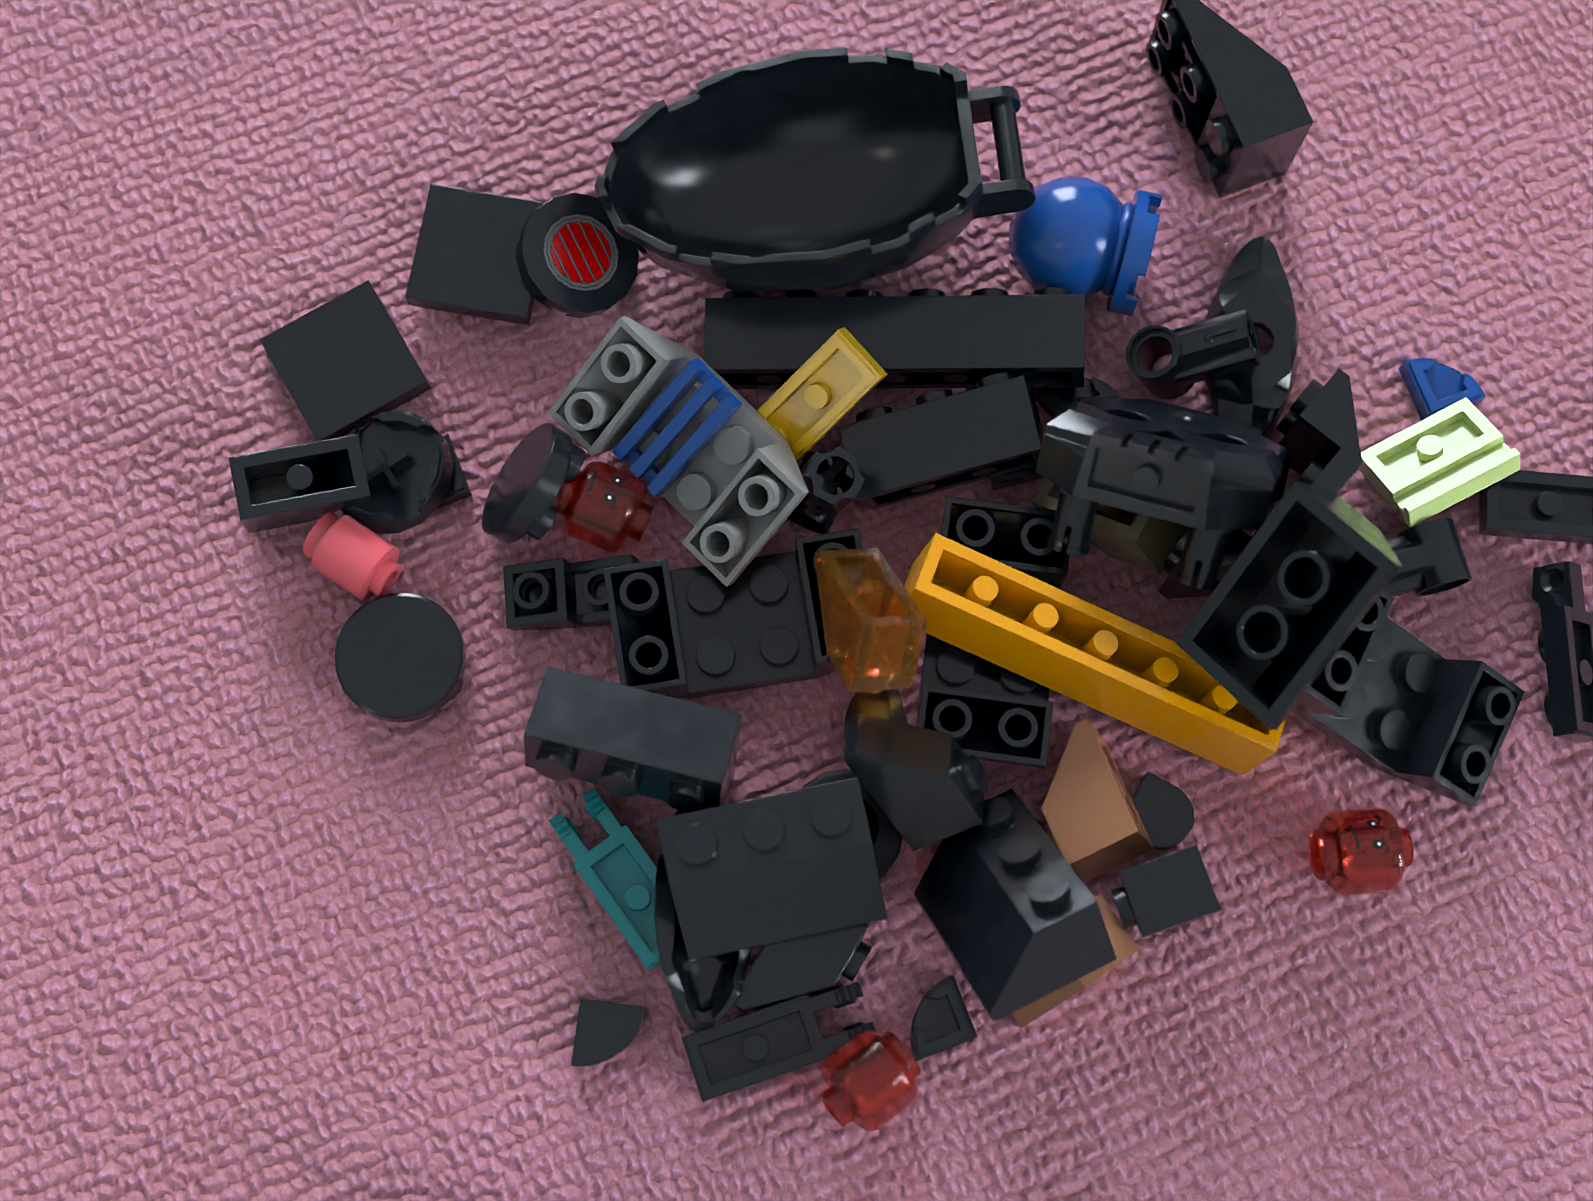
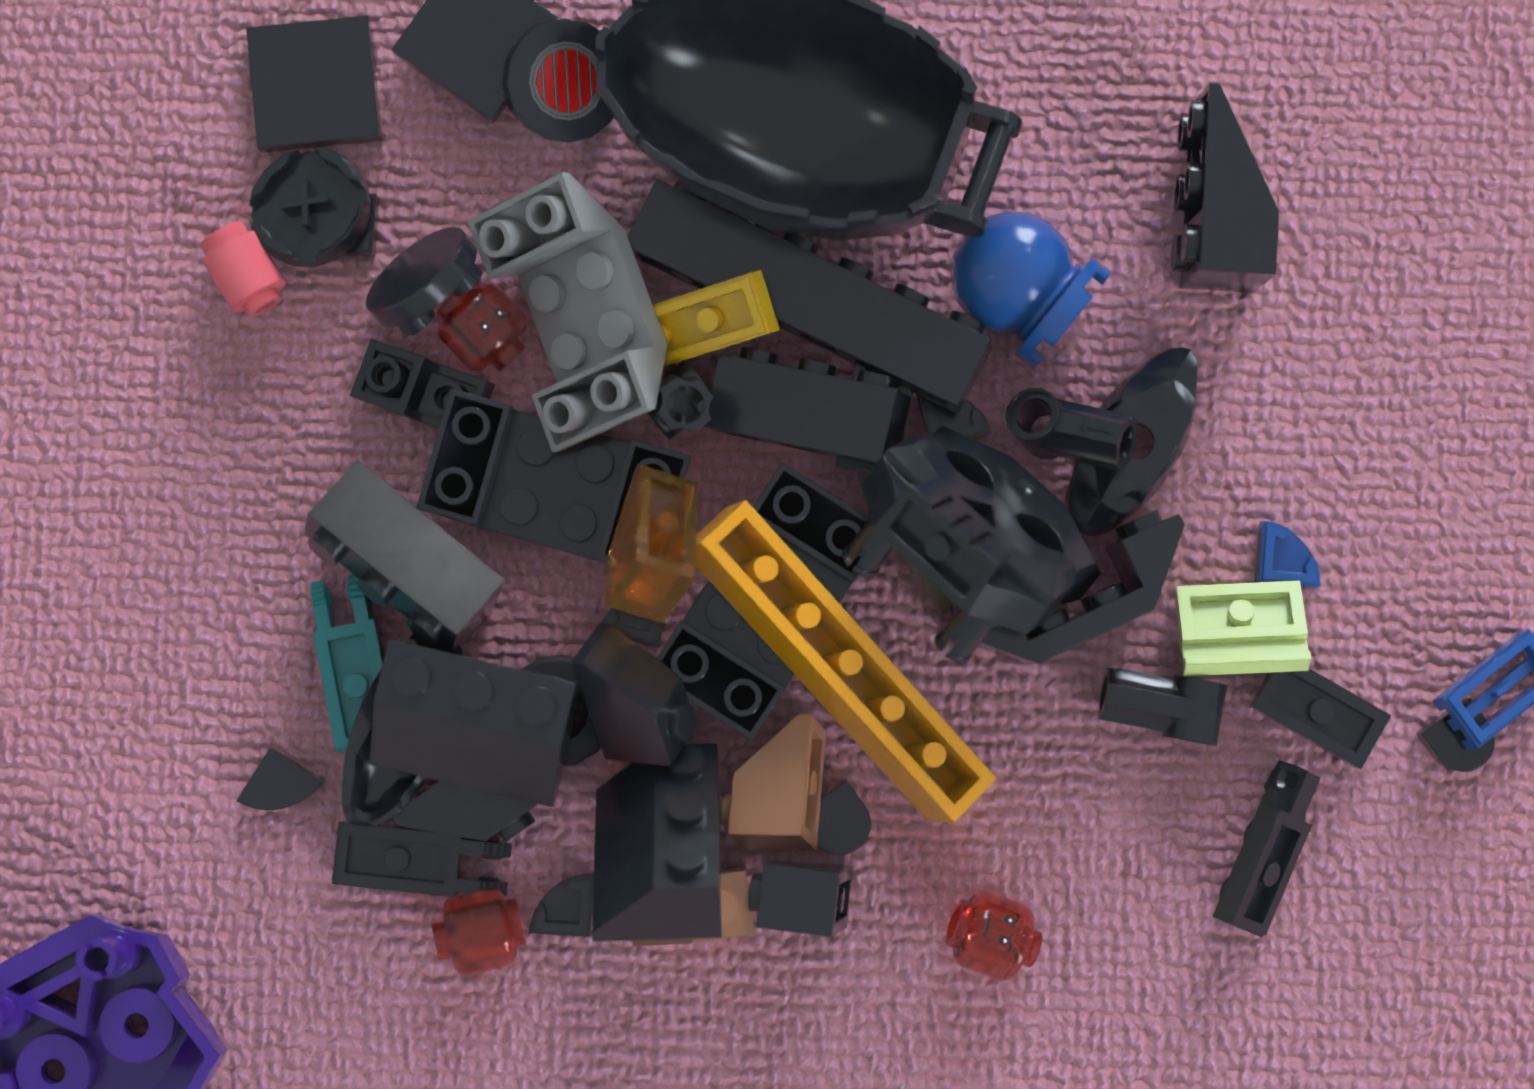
camera: 20 degrees right, 10 degrees up
(298, 482) = (221, 183): black slope -> none
(400, 657) = (245, 379): black tile -> none
(644, 462) = (533, 305): blue tile -> none
(1290, 601) = (1017, 707): black slope -> none
(1412, 708) = (1095, 819): black slope -> none

